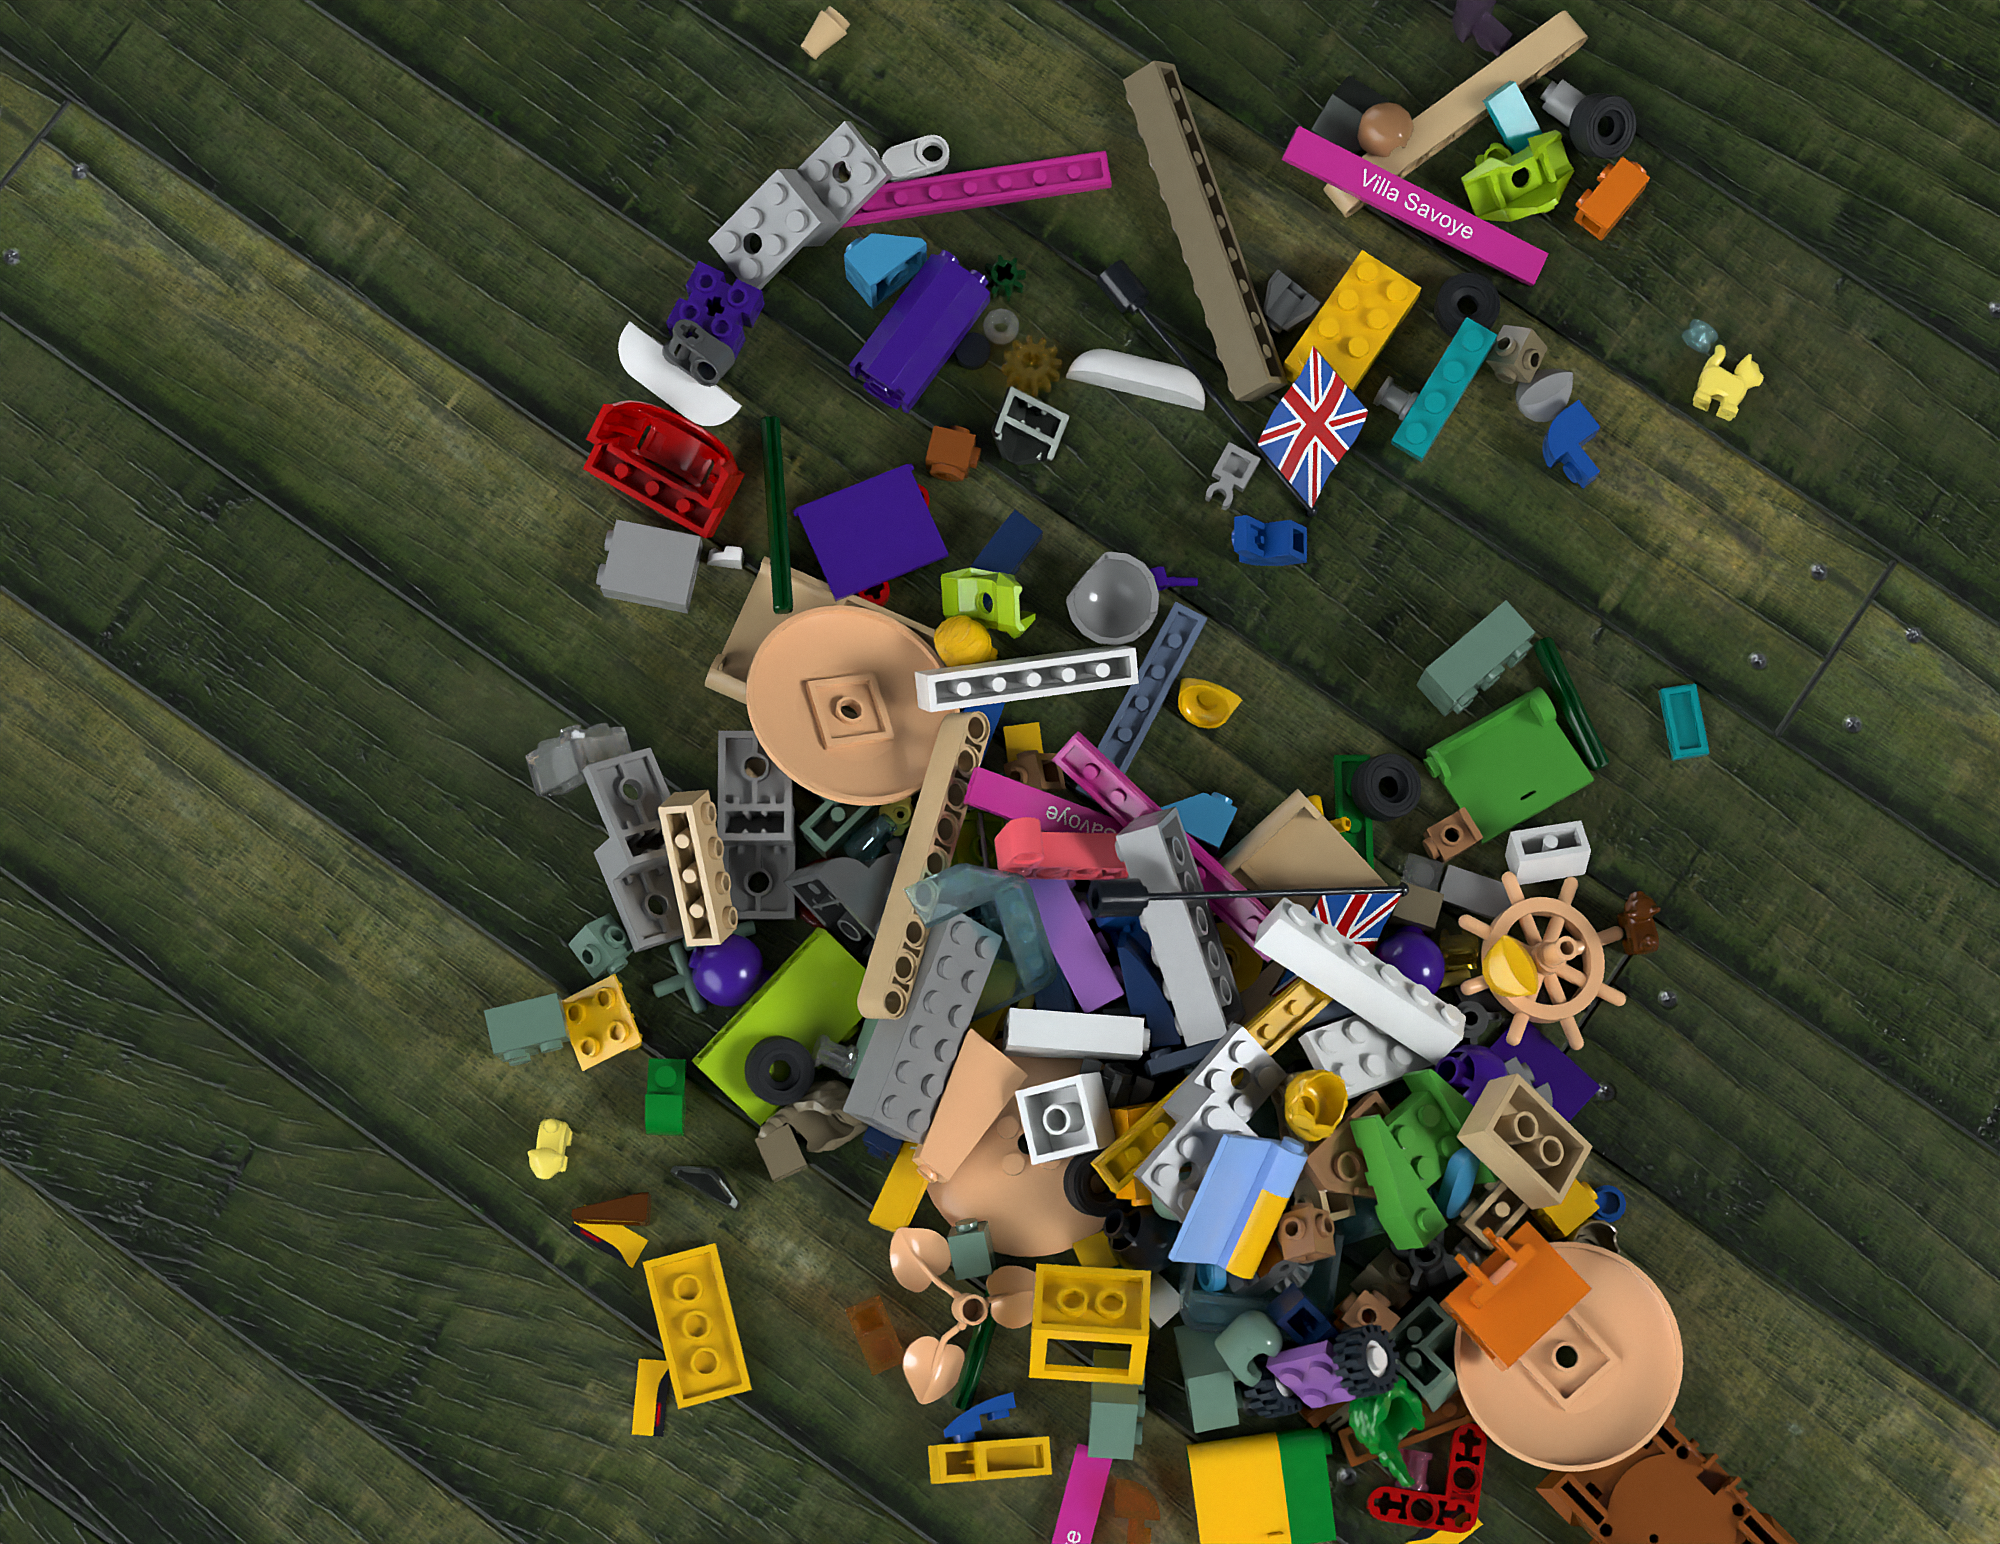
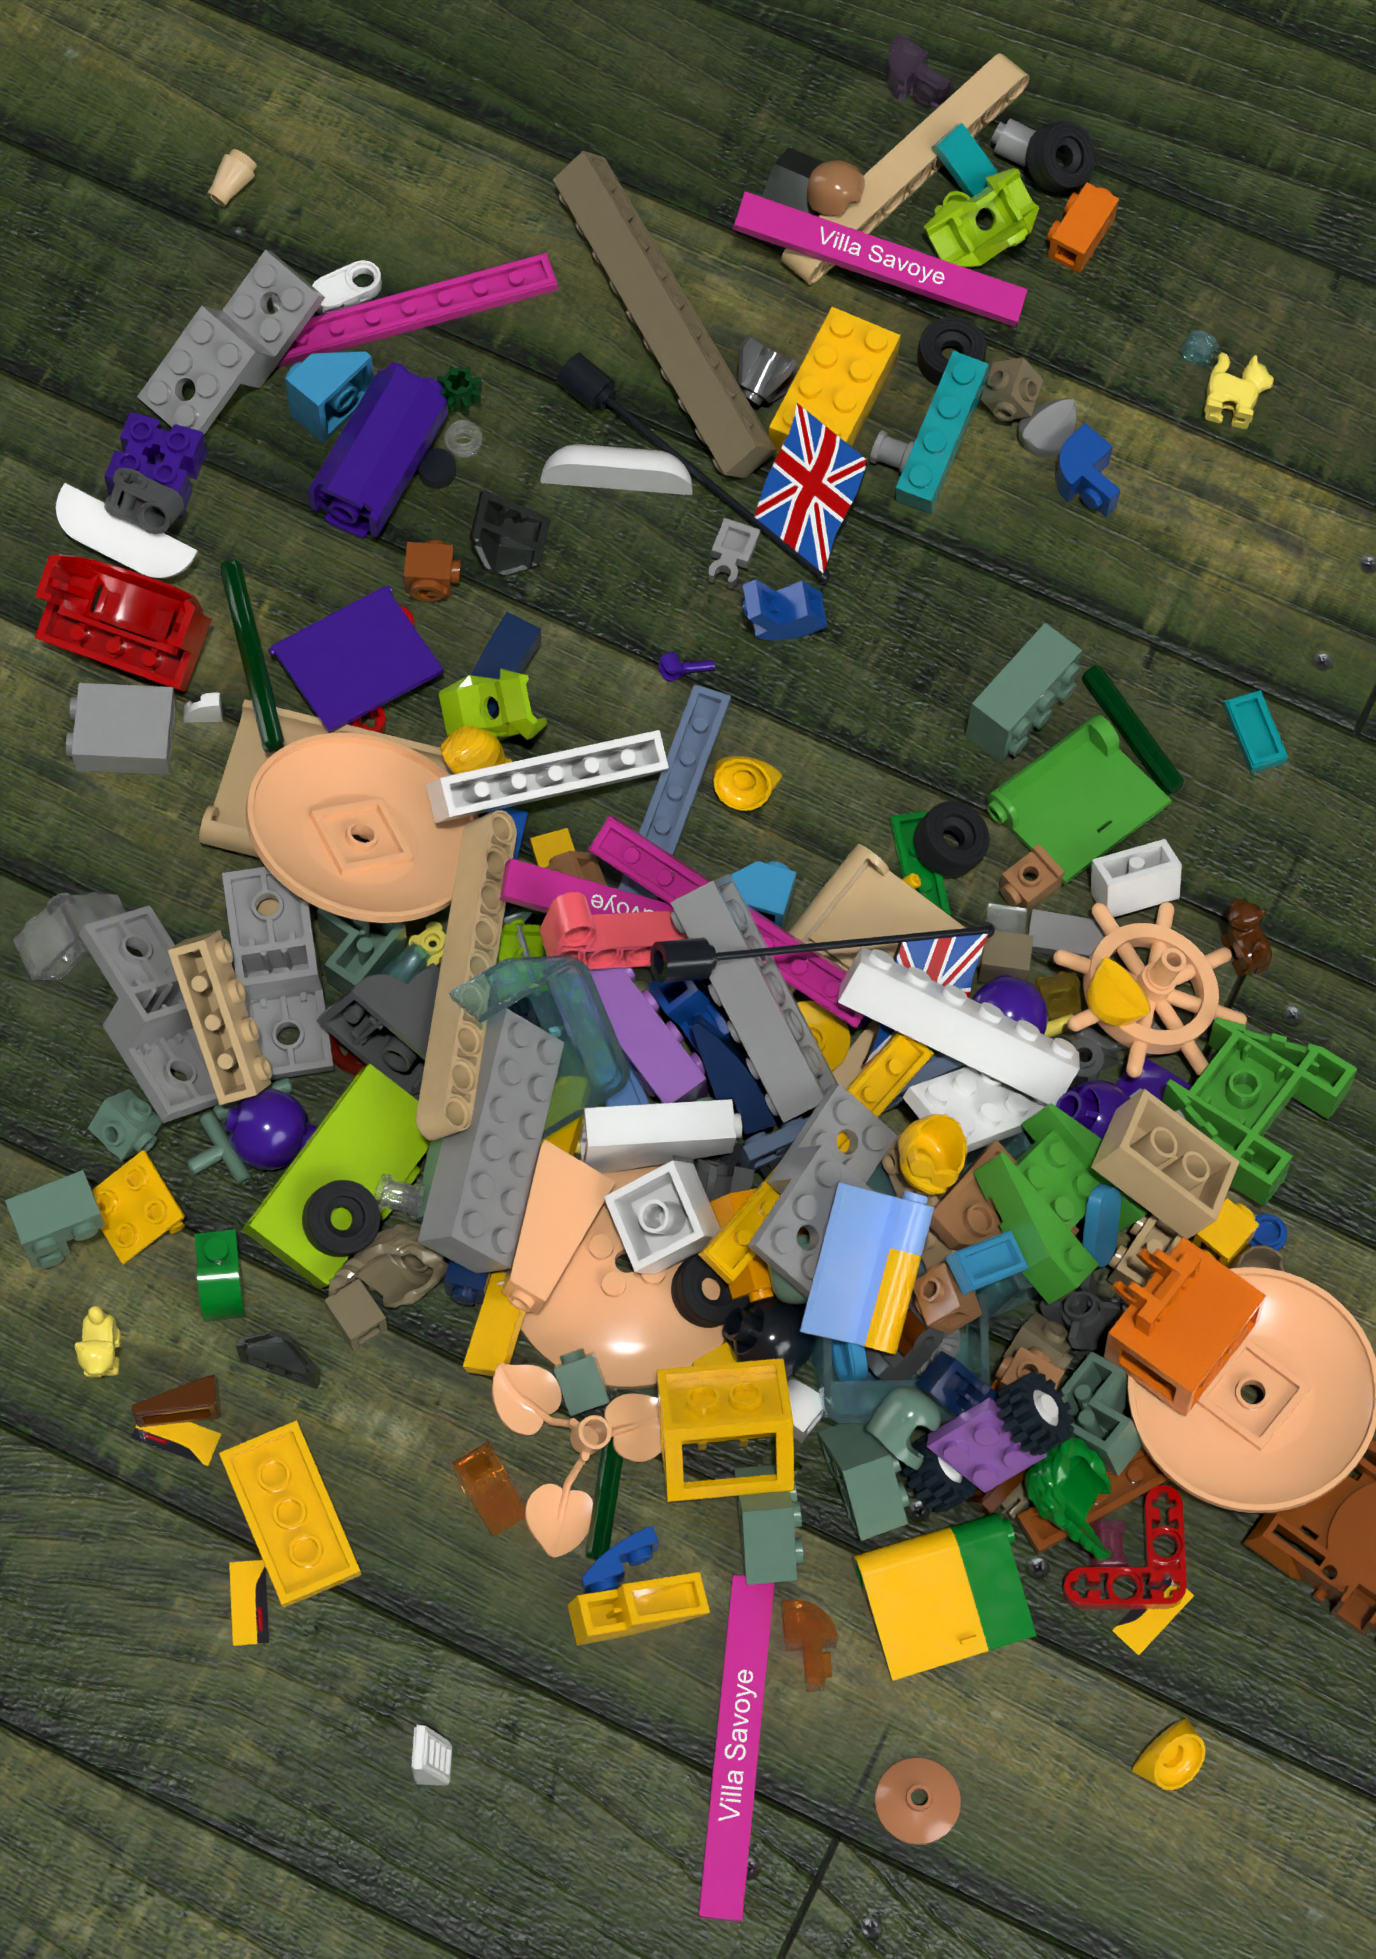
camera: 10 degrees left, 10 degrees down
(1034, 354) = (502, 470): clear yellow gear -> none
(1114, 599) = (629, 687): light grey cylinder -> none
(1347, 1210) = (986, 1262): none -> dark azure tile
(1611, 1074) = (1248, 1090): none -> bright green wedge

